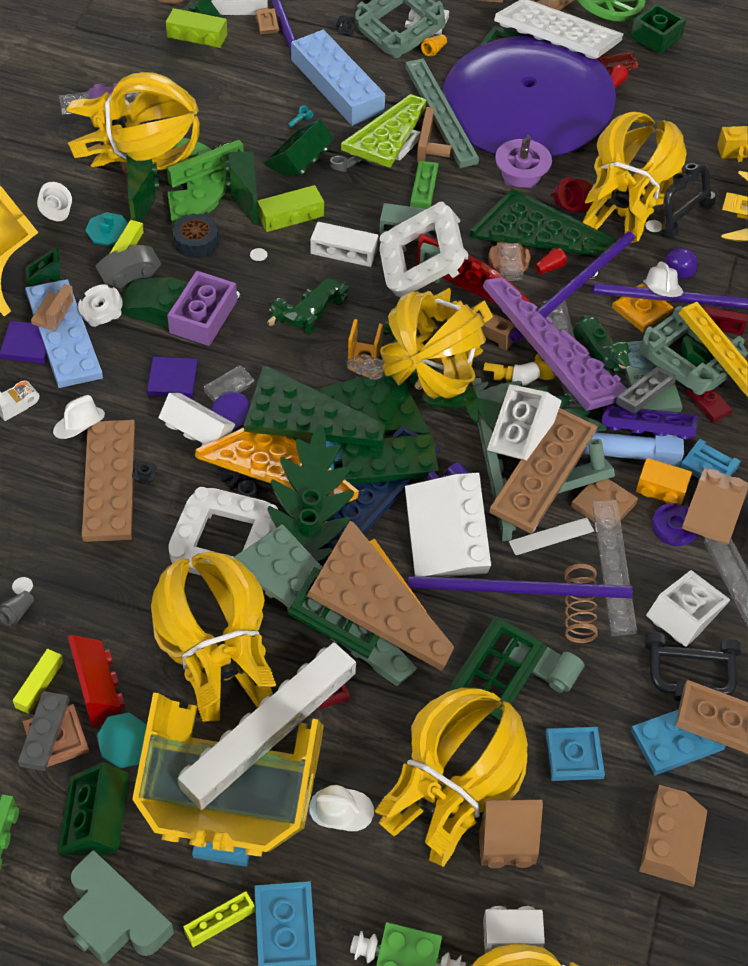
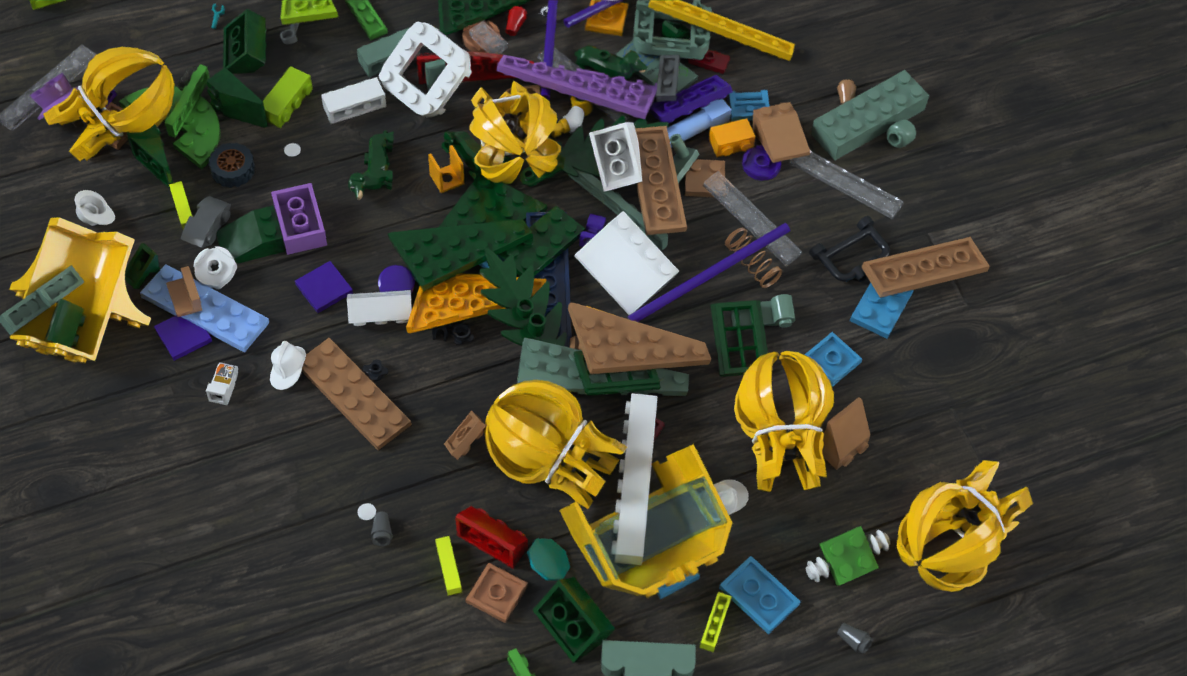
camera: 40 degrees left, 5 degrees up
(43, 731) = (489, 593): dark grey plate -> none
(106, 228) = (152, 204): teal piece -> none
(141, 581) = (461, 439): none -> medium nougat plate
(222, 503) = (462, 351): white plate -> none
(233, 381) = (373, 264): clear plate -> none
(366, 366) = (464, 184): clear plate -> none
(513, 926) = (892, 492): white brick -> none
(551, 536) = (693, 221): white sticker -> none
(673, 836) = (930, 368): medium nougat slope -> none
(687, 607) = (819, 215): white slope -> none

